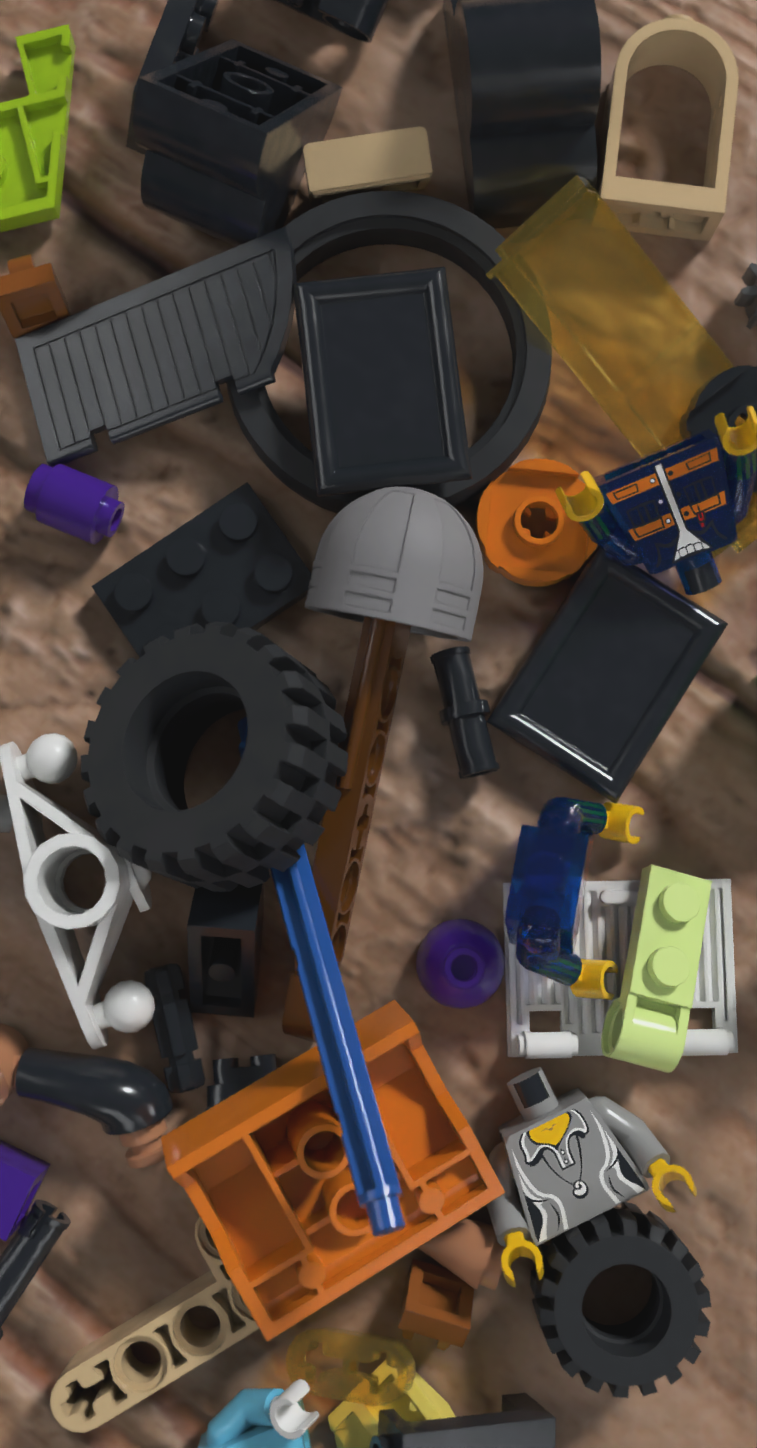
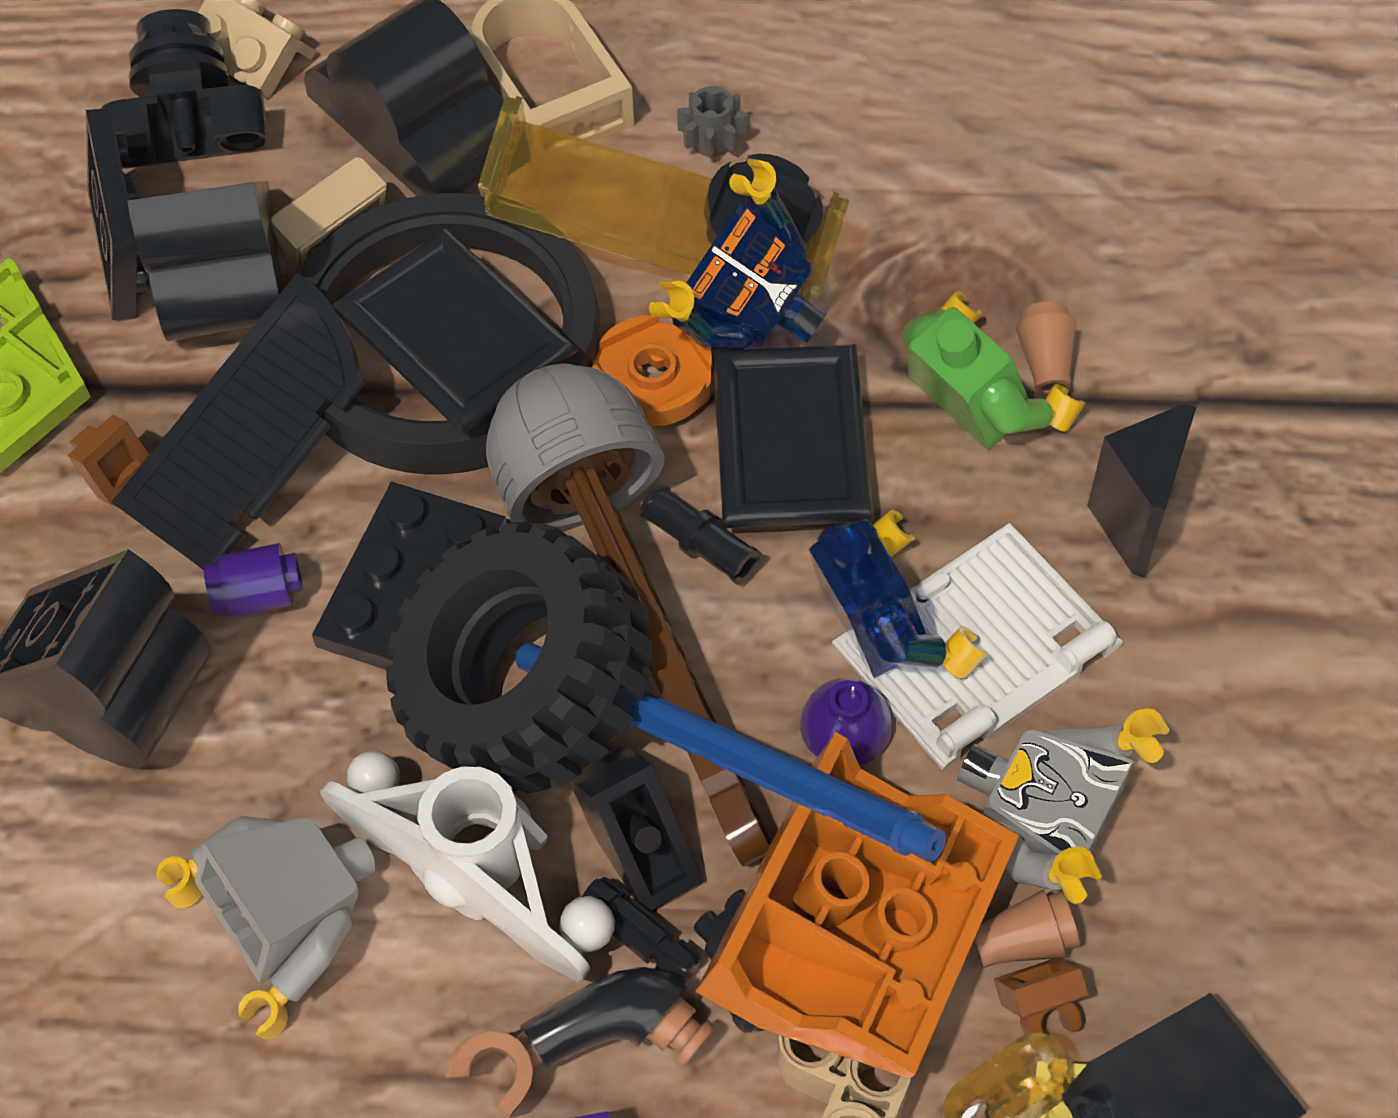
camera: 30 degrees left, 25 degrees down
(648, 1343) = (1205, 825): black tyre -> none
(660, 971) = (1026, 638): yellowish green plate -> none

